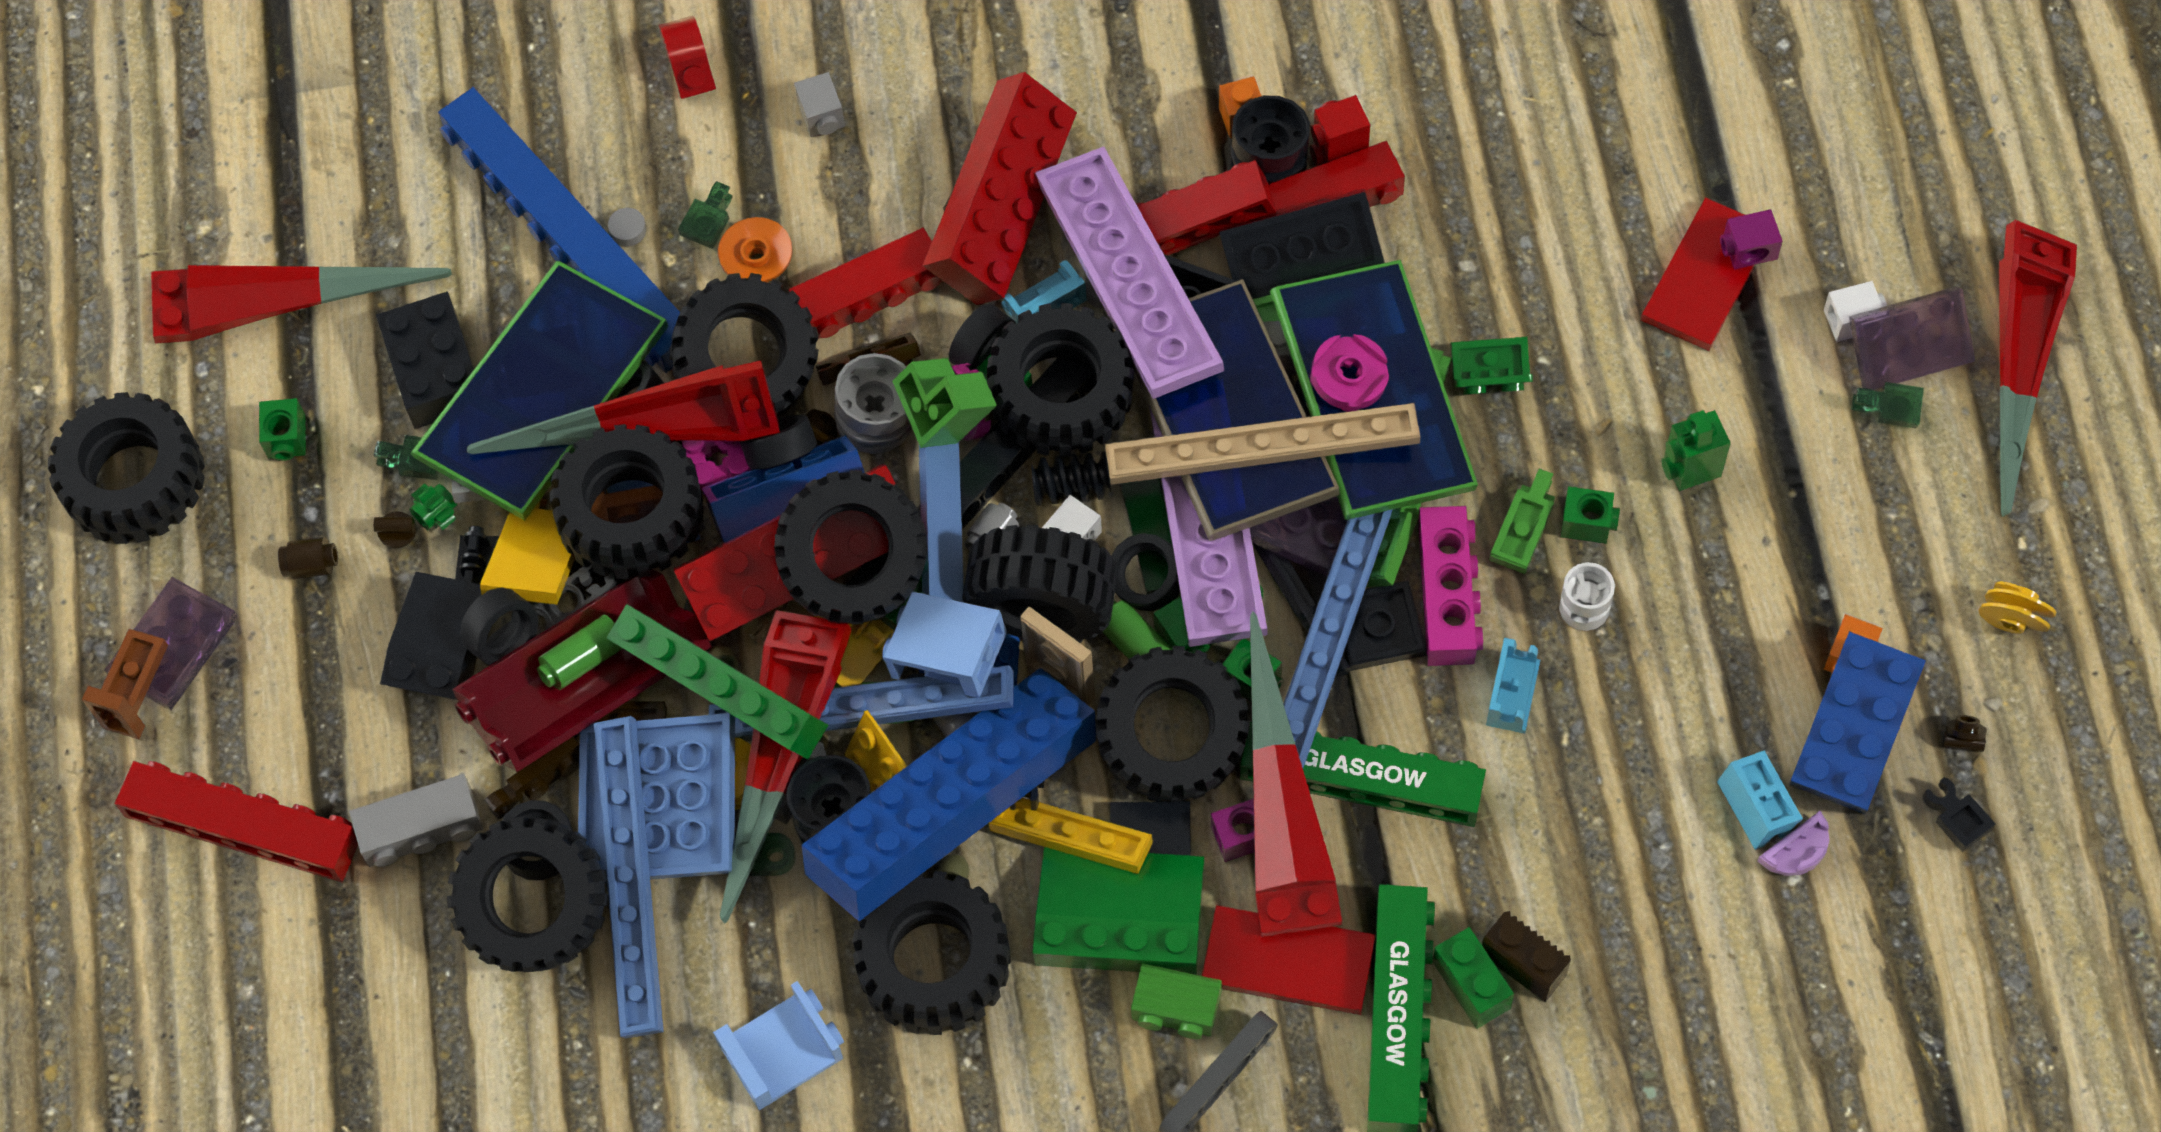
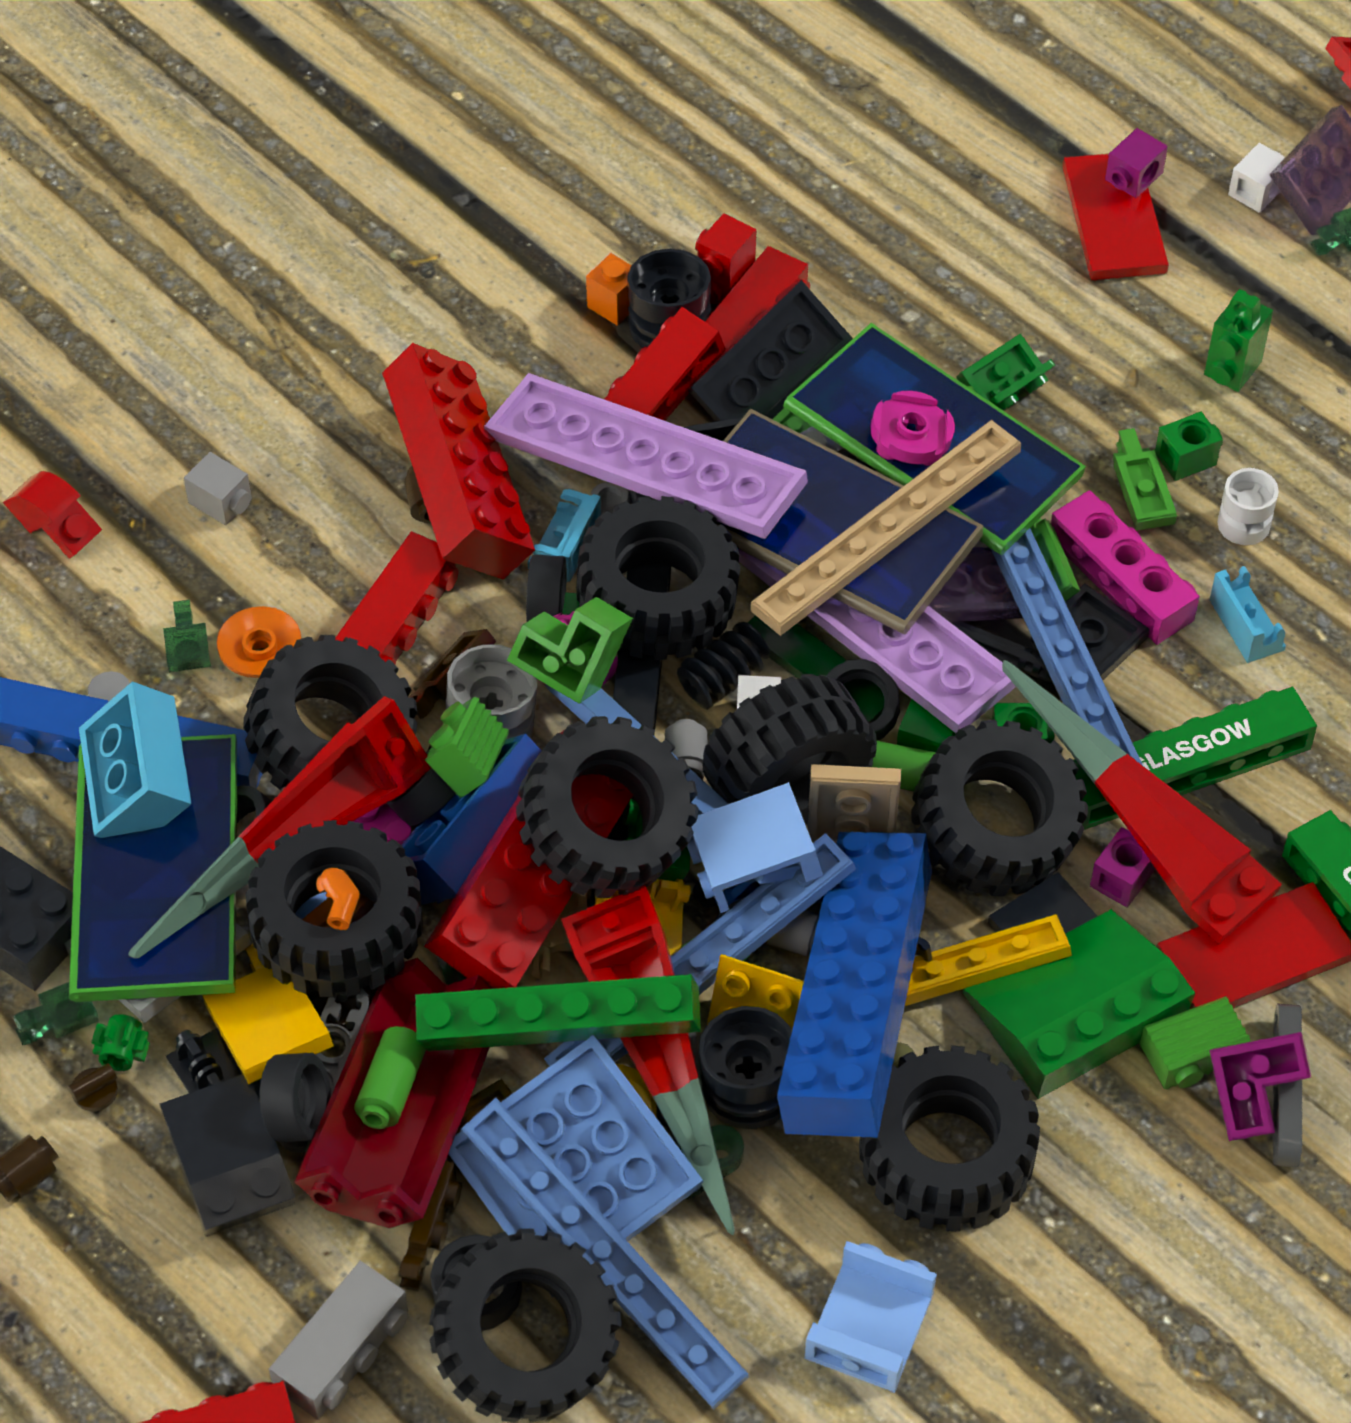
camera: 40 degrees left, 10 degrees down
(574, 301) = (134, 762): none -> medium azure slope
(621, 498) = (344, 896): none -> orange arm
(812, 432) = (466, 745): none -> bright green brick
(1182, 1050) = (1246, 1071): none -> magenta brick

